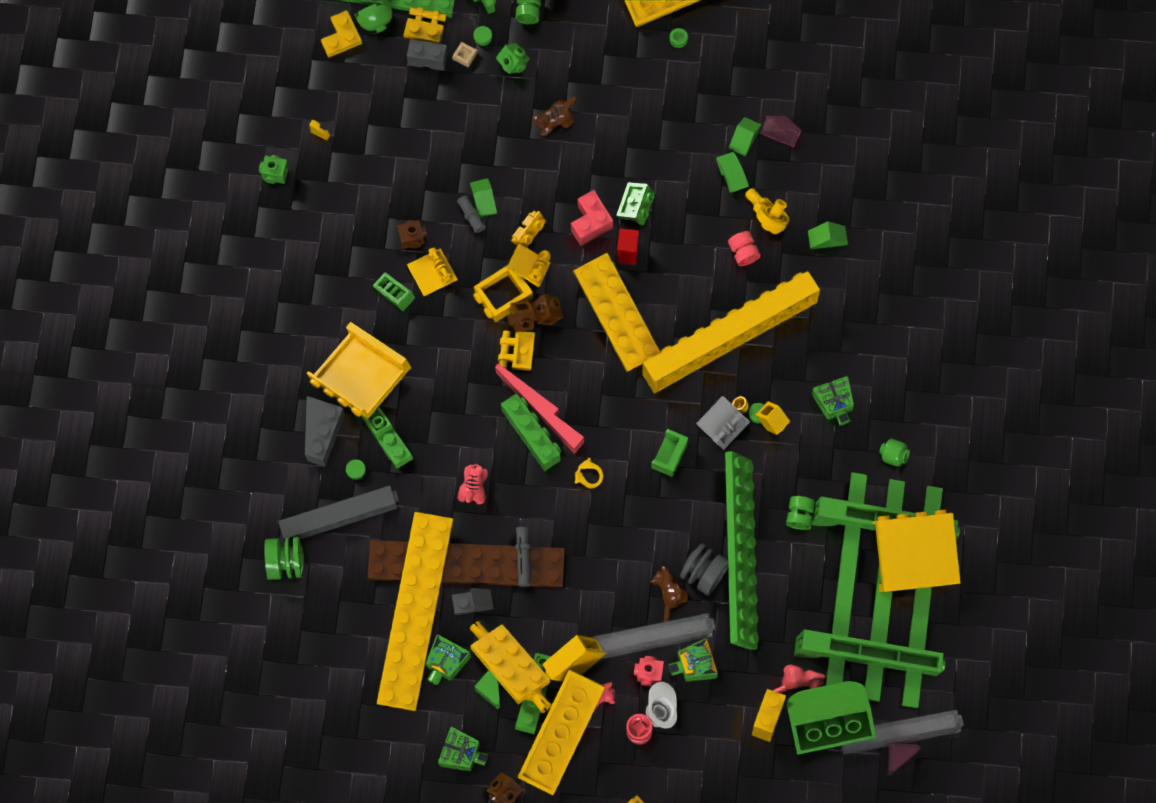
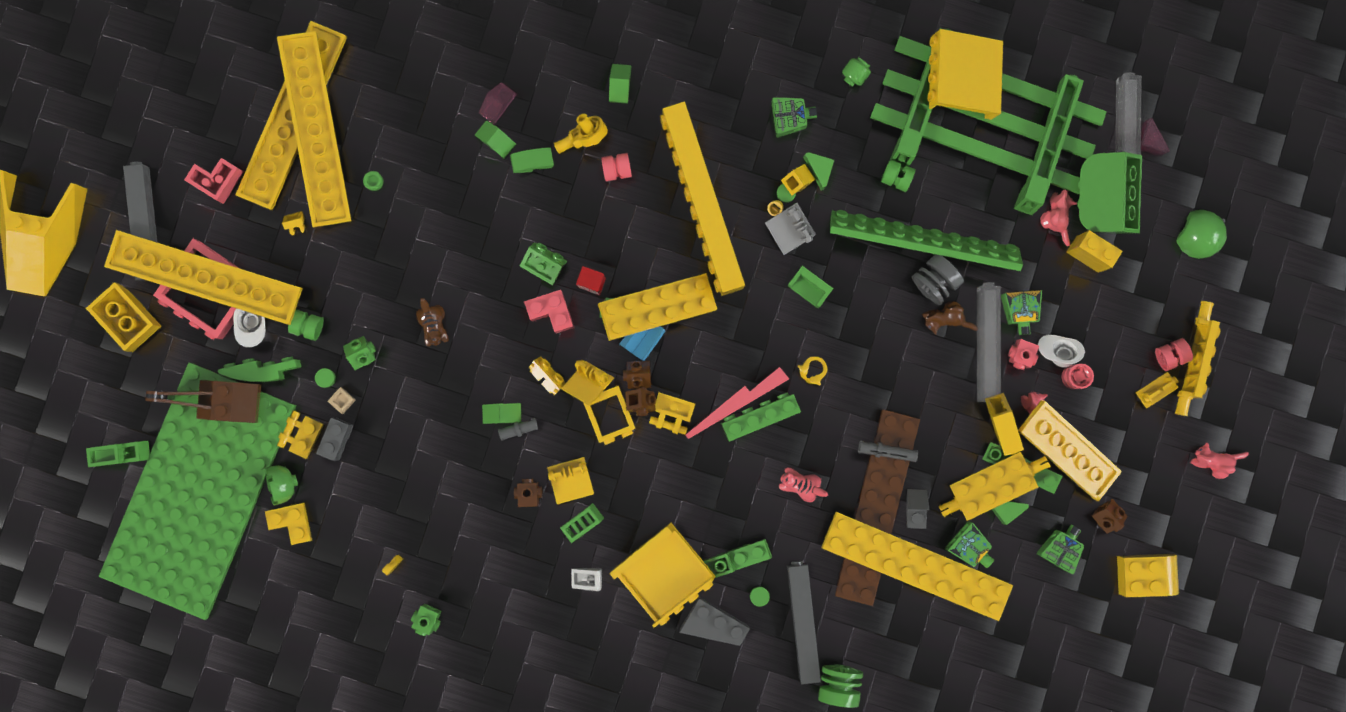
camera: 80 degrees left, 15 degrees up
(341, 307) = (587, 578): none -> white slope
(580, 307) = (643, 342): none -> dark azure panel
(788, 439) = (819, 167): none -> bright green slope

